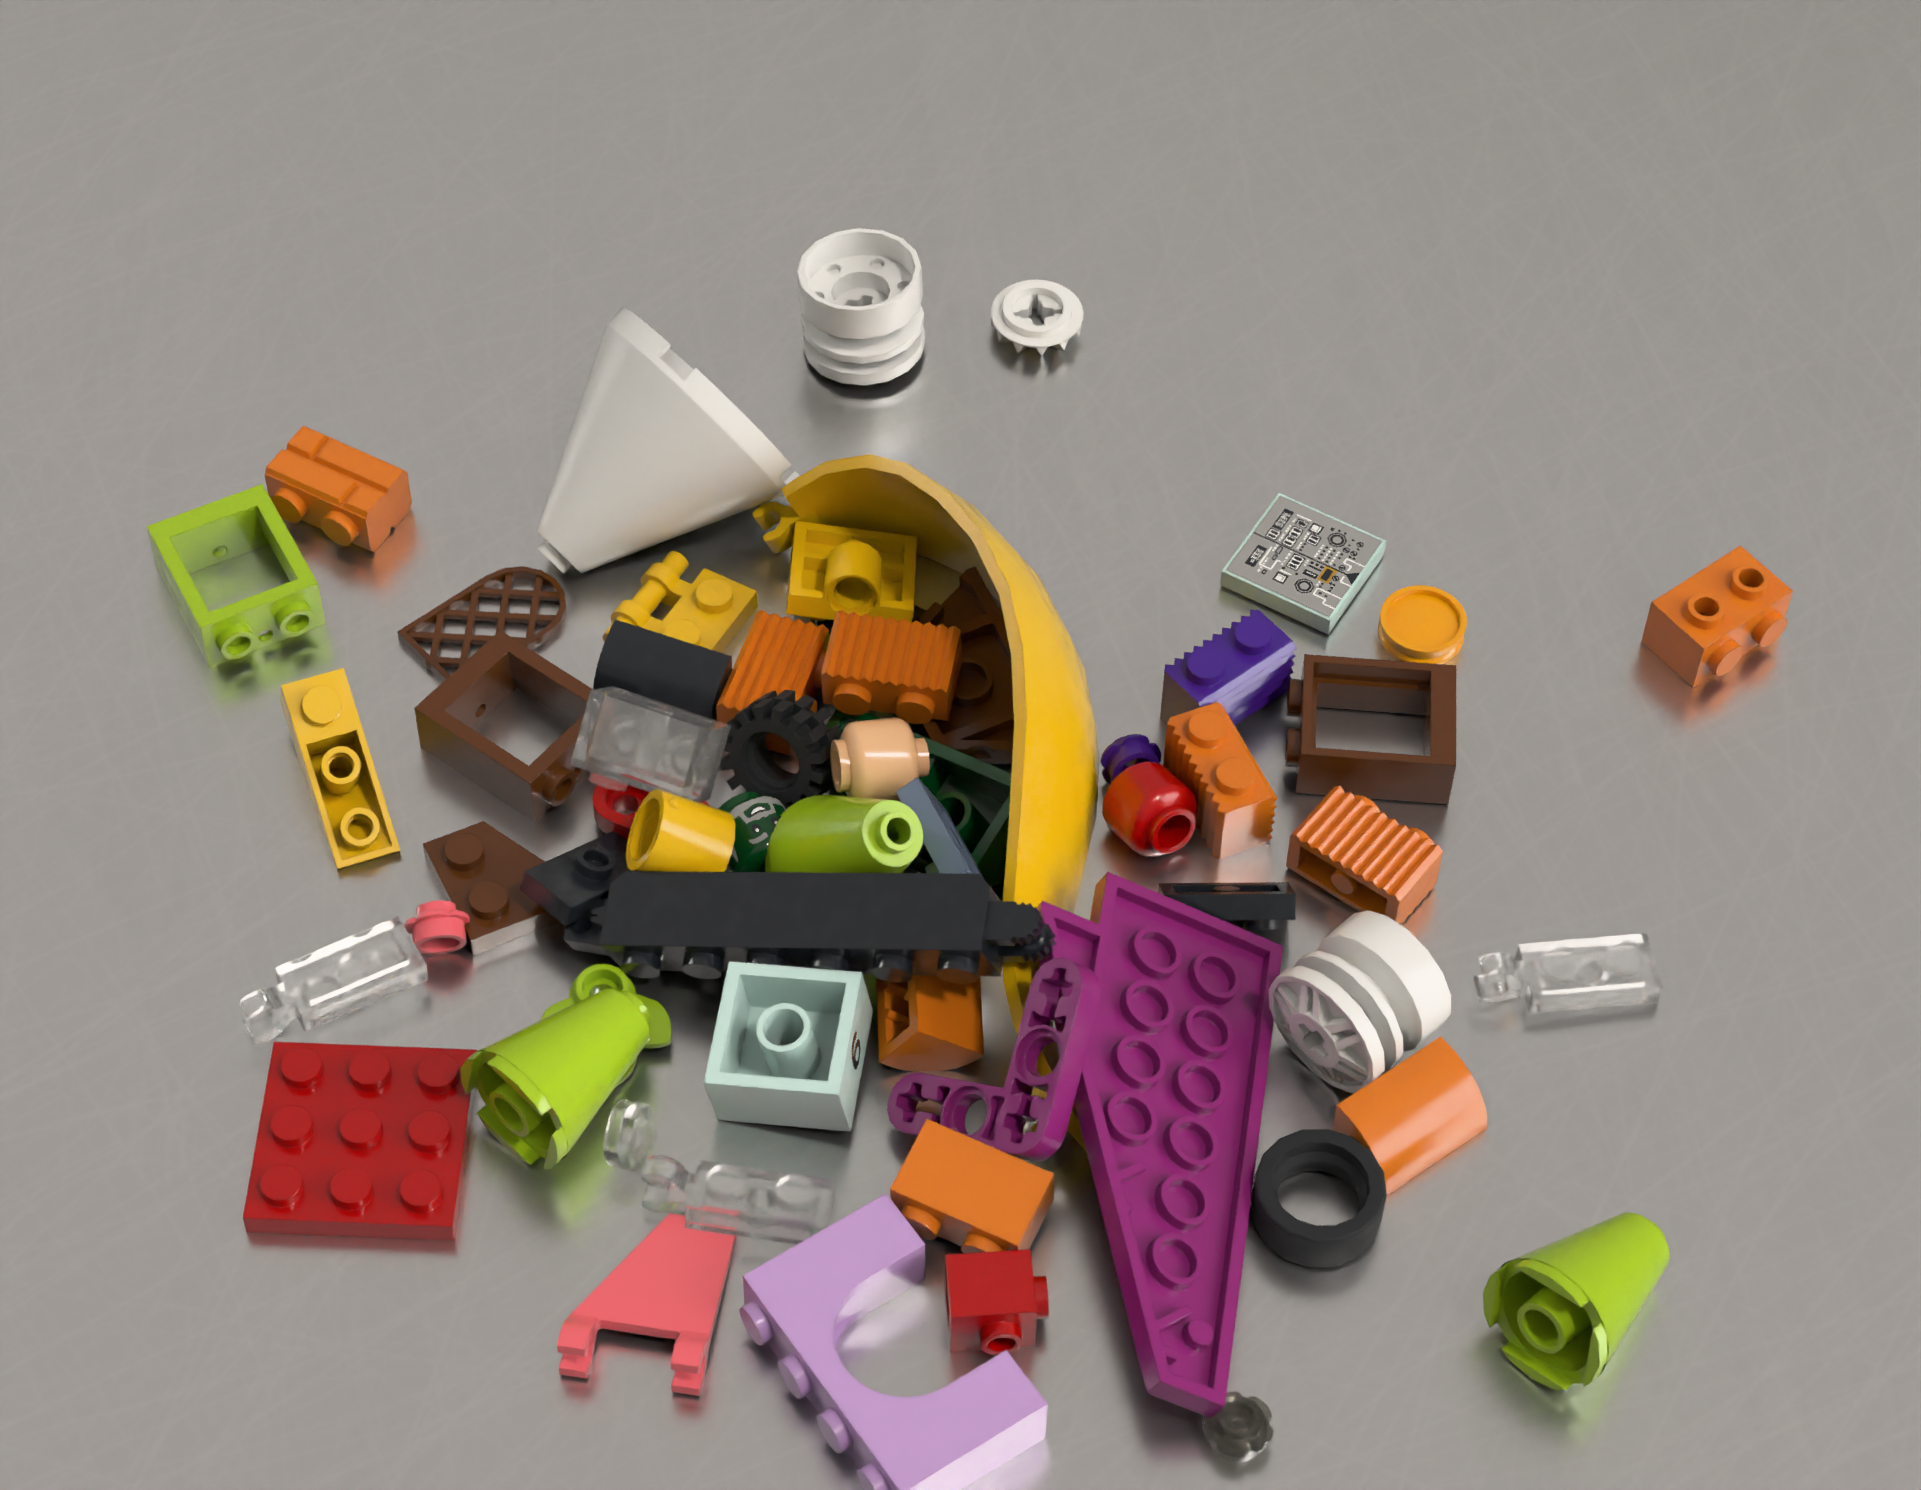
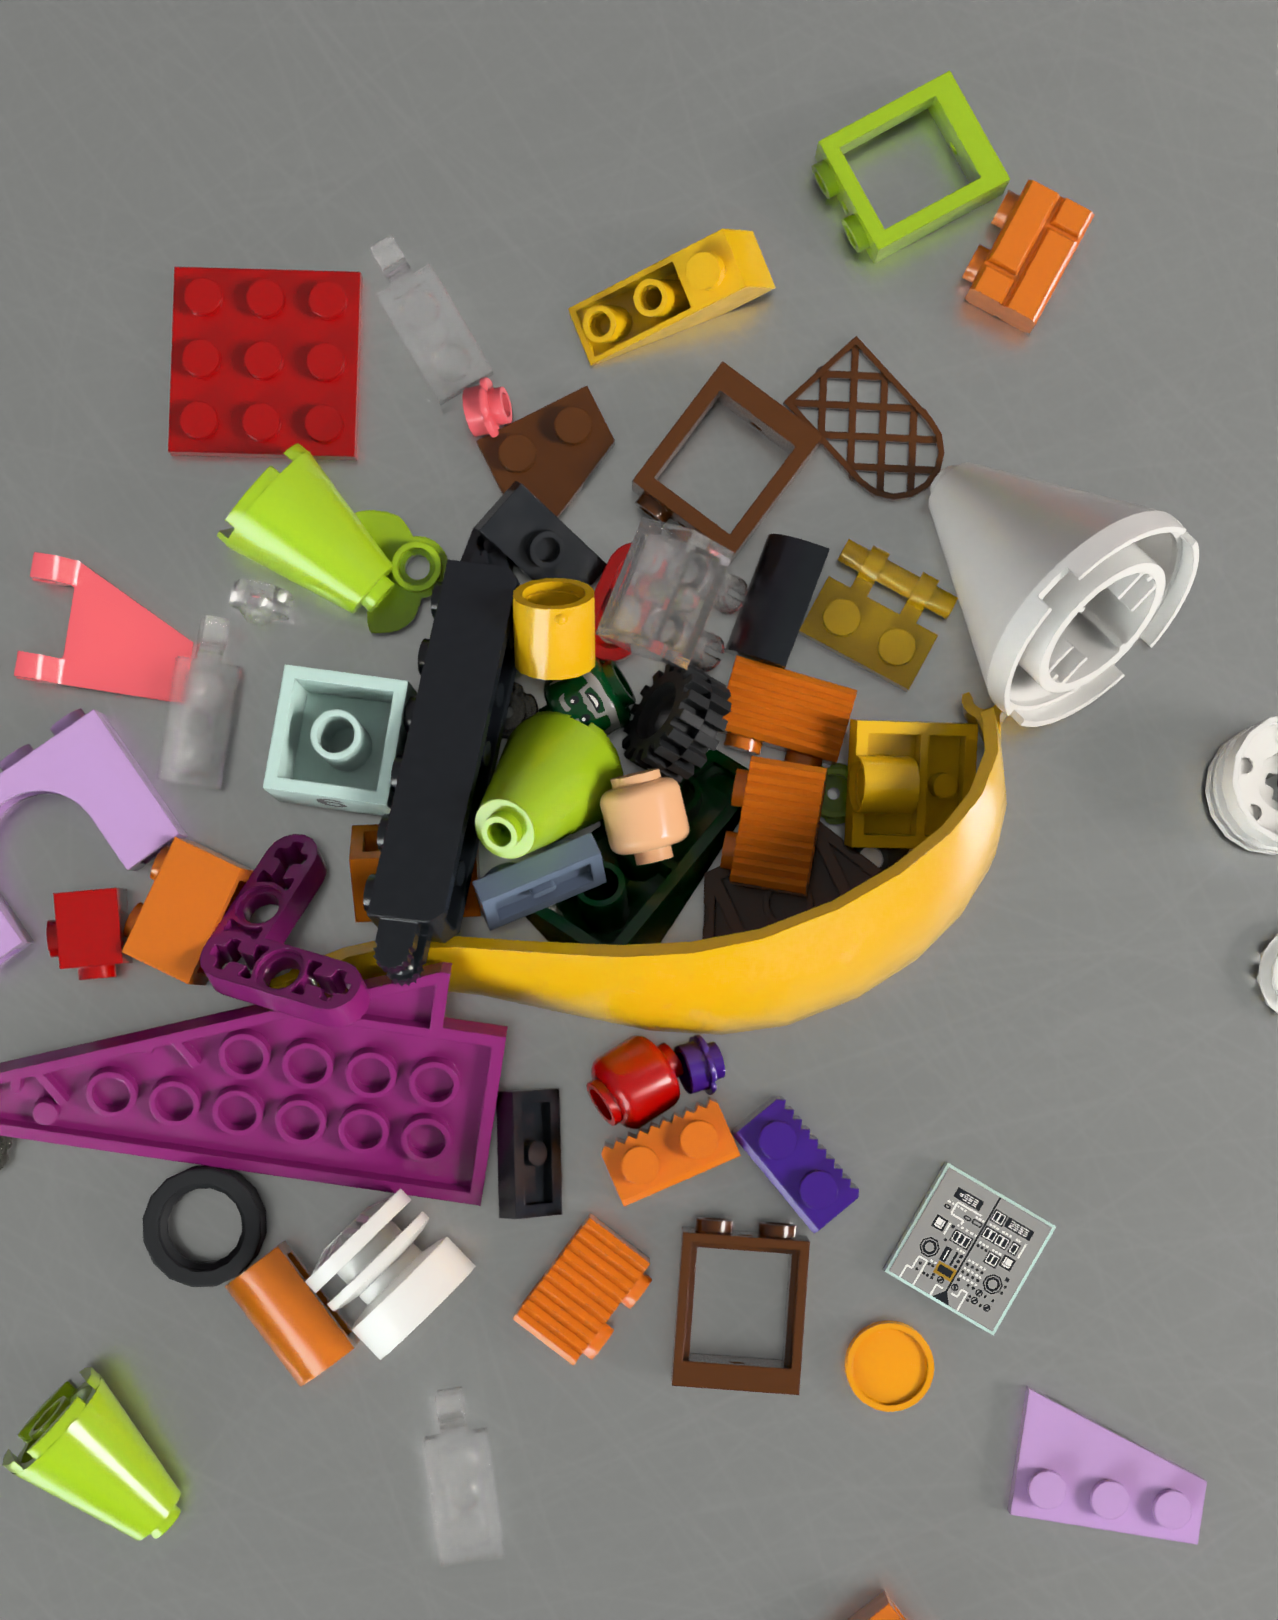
camera: 90 degrees right, 35 degrees up
(1512, 476) = (1097, 1479): none -> lavender wing

